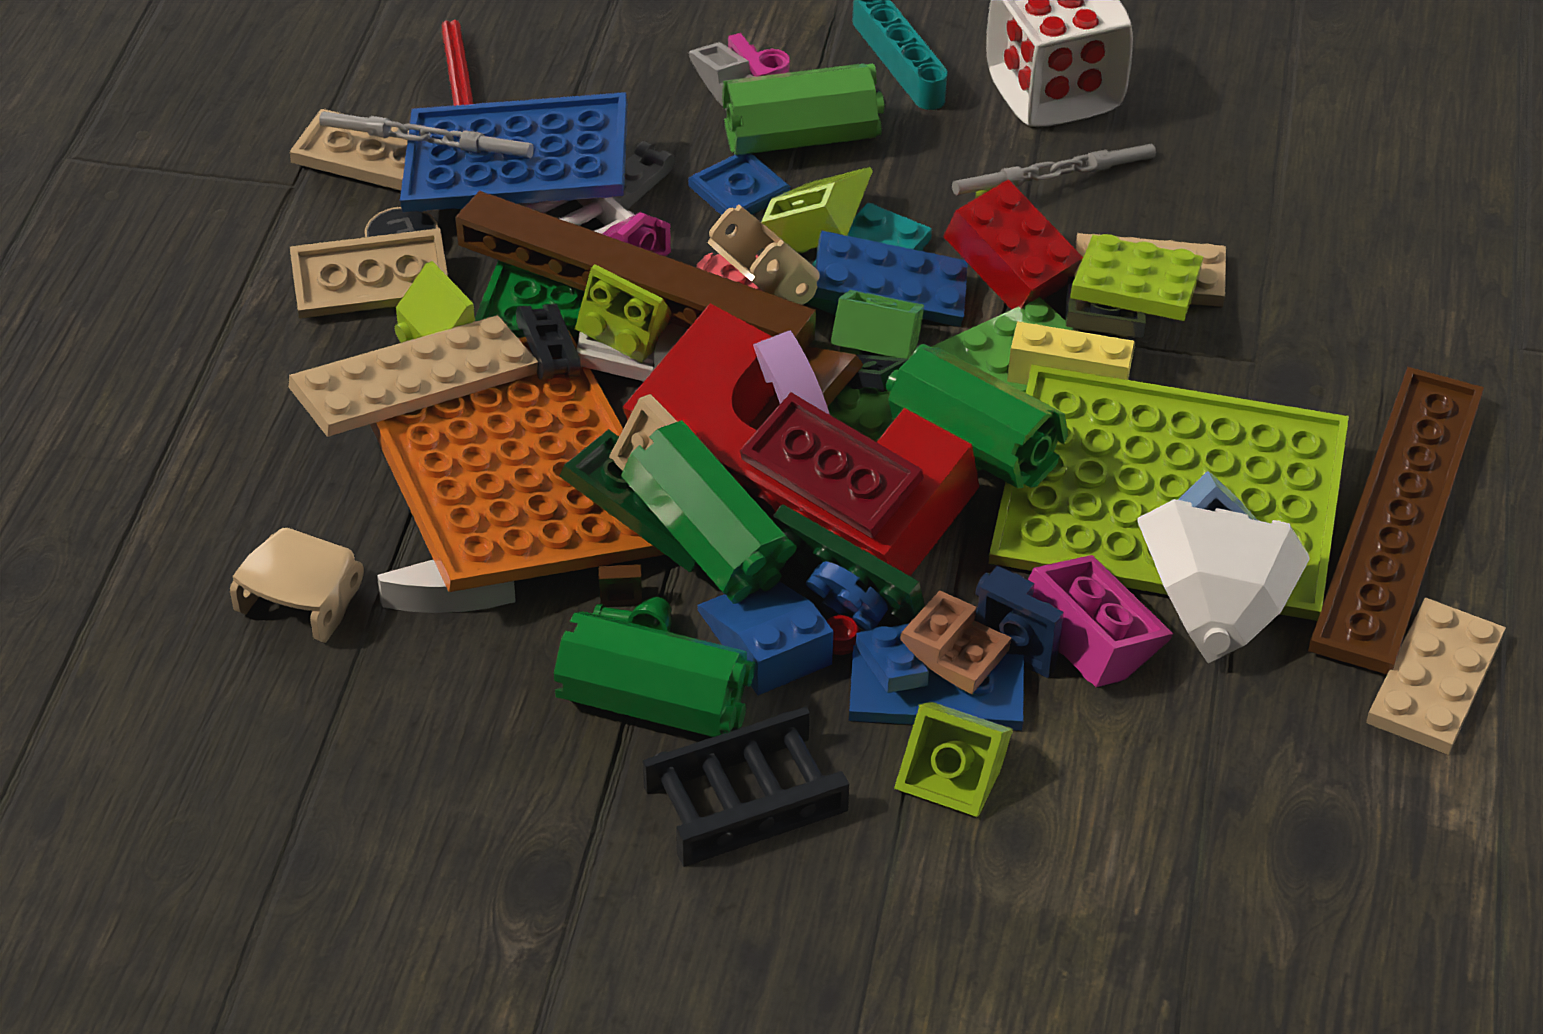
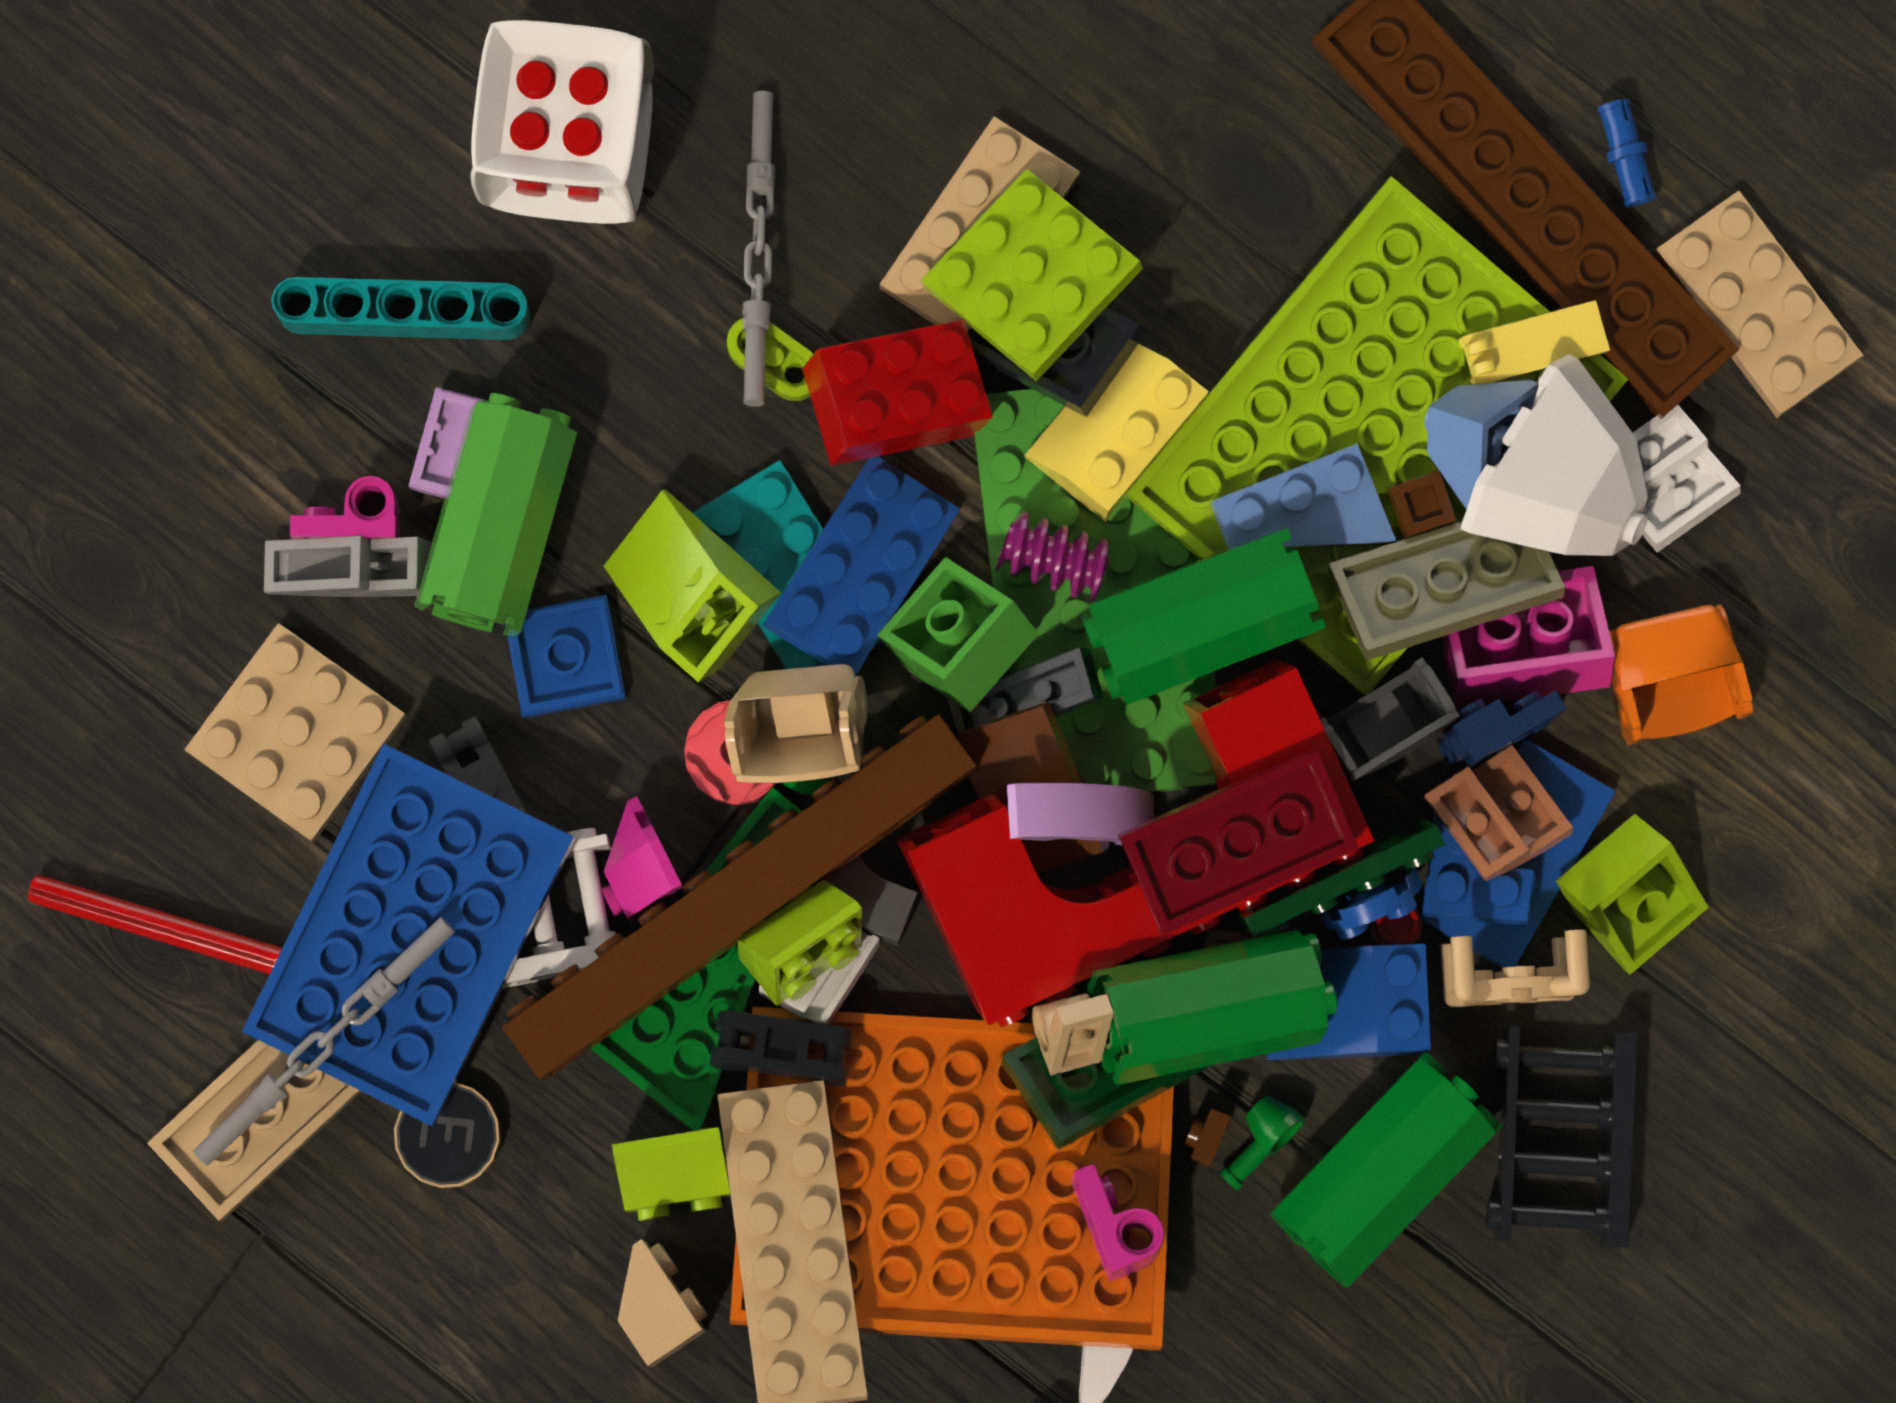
camera: 65 degrees left, 35 degrees up
(338, 330) = (654, 1309): none -> tan slope
(361, 271) = (521, 1211): tan plate -> none
(515, 525) = (1096, 1200): none -> dark pink plate
(644, 81) = (295, 732): none -> tan plate
(834, 693) = (1559, 982): none -> tan plate
(959, 555) = (1390, 722): none -> dark grey piece
(963, 337) = (1055, 556): none -> magenta piece
(1092, 542) = (1439, 587): none -> olive plate
(1101, 463) = (1318, 502): none -> medium blue wing
(1131, 717) = (1677, 674): none -> orange piece
(1134, 507) = (1421, 504): none -> reddish brown plate
(1272, 671) = (1680, 477): none -> white slope
(1328, 557) = (1534, 343): none -> light yellow hinge
(1476, 557) = (1627, 152): none -> blue pin

